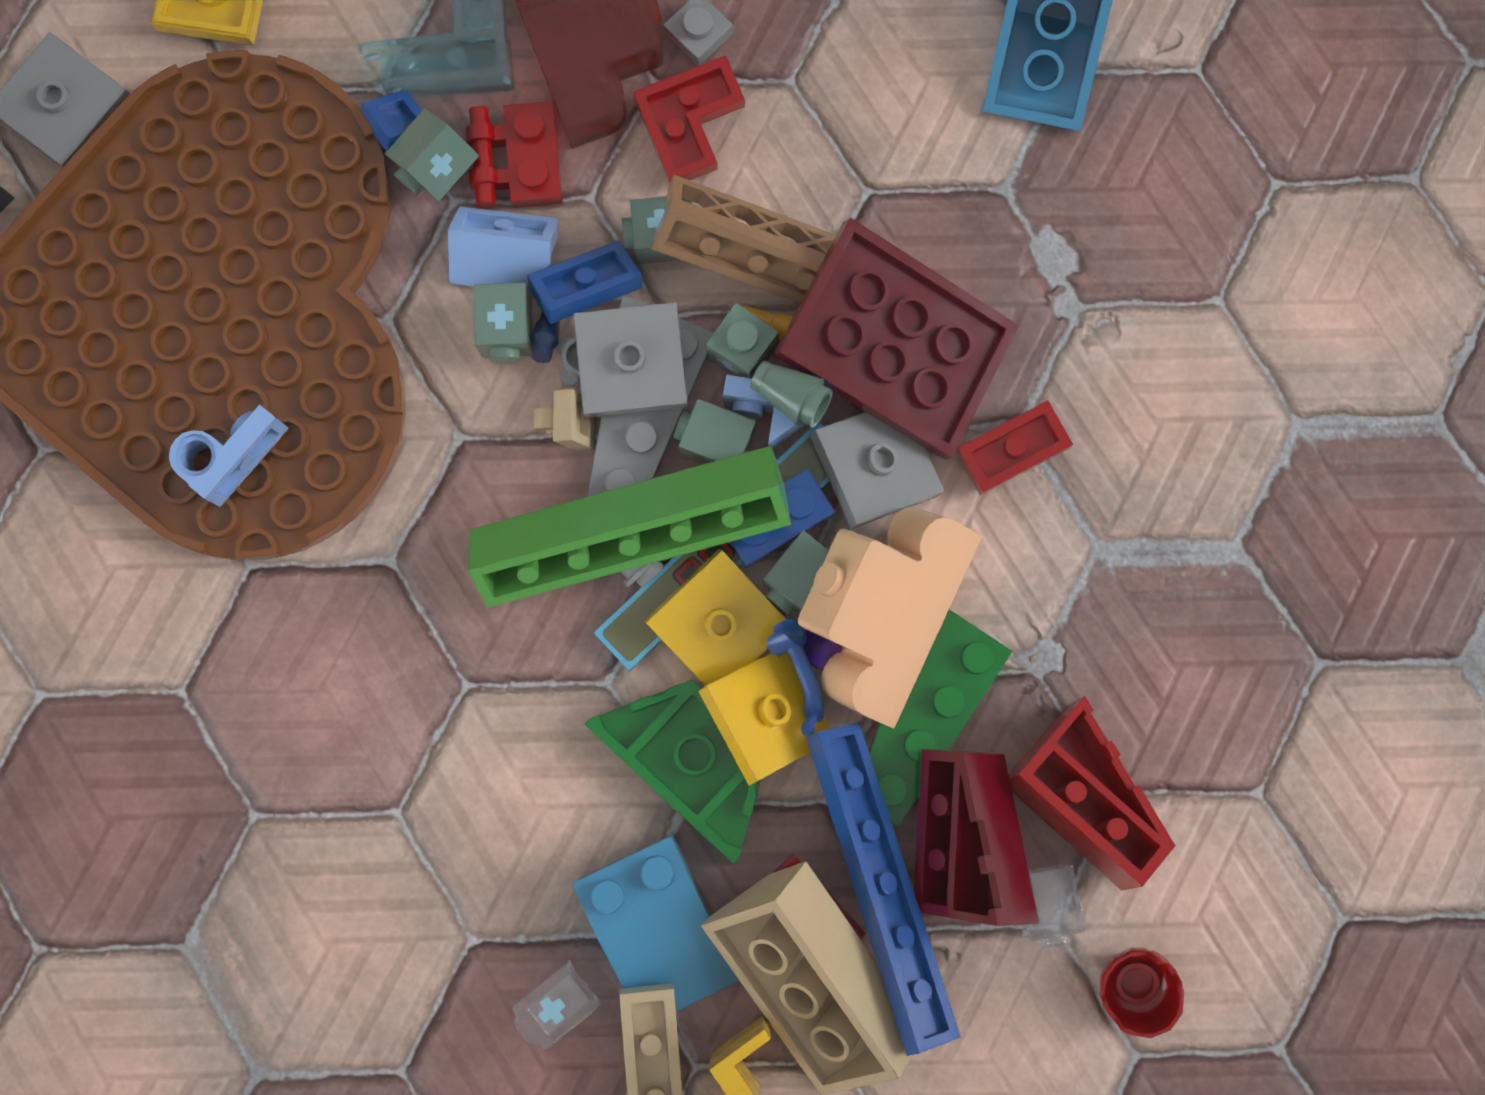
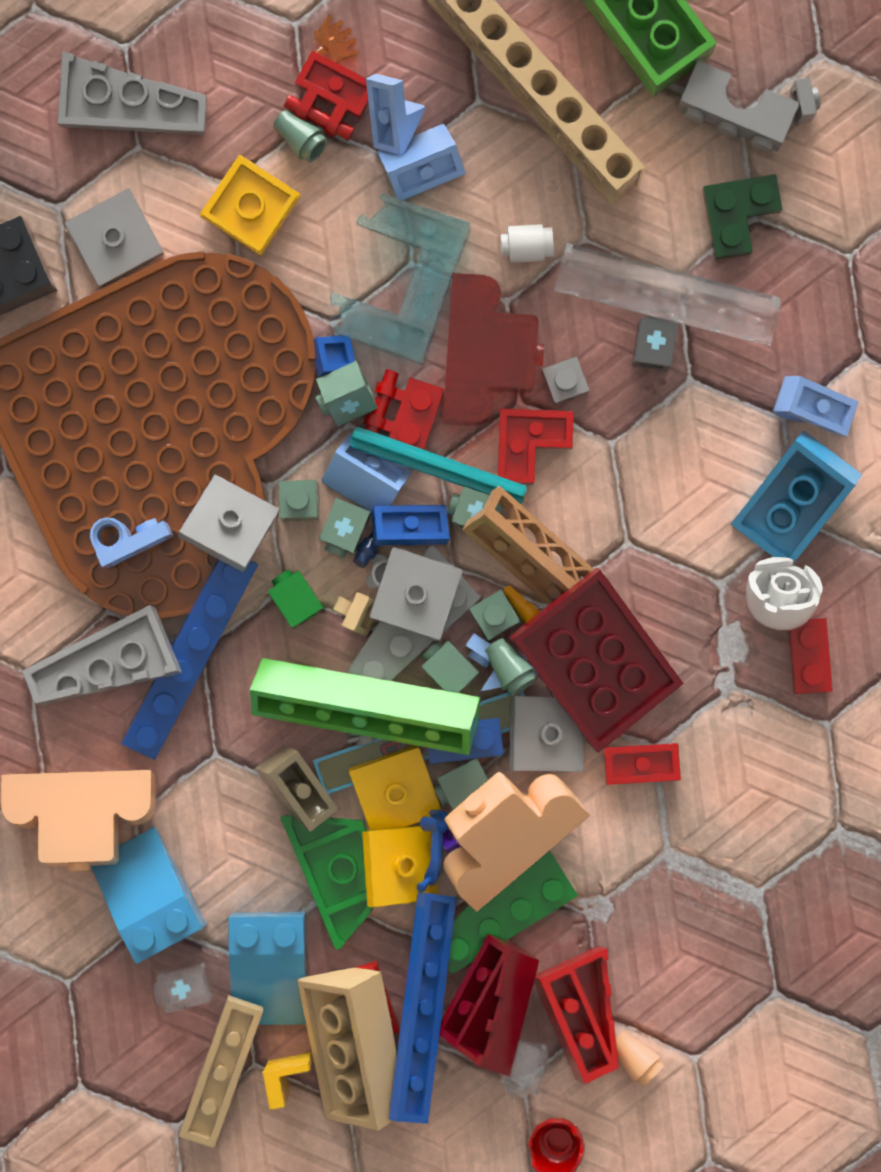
camera: 30 degrees right, 5 degrees up
(270, 619) = (109, 659): none -> light grey wing
(315, 837) = (78, 812): none -> light nougat brick
(348, 374) = (228, 523): none -> plate
(373, 567) = (192, 650): none -> blue plate
(429, 313) = (299, 500): none -> sand green brick
(454, 907) = (148, 897): none -> dark azure slope
(480, 437) = (295, 598): none -> green brick
(572, 193) = (433, 464): none -> teal axle
(588, 674) = (297, 787): none -> dark tan slope
(1090, 159) = (782, 593): none -> white cylinder
(1157, 225) = (810, 657): none -> red plate
(1192, 827) = (637, 1059): none -> light nougat cone

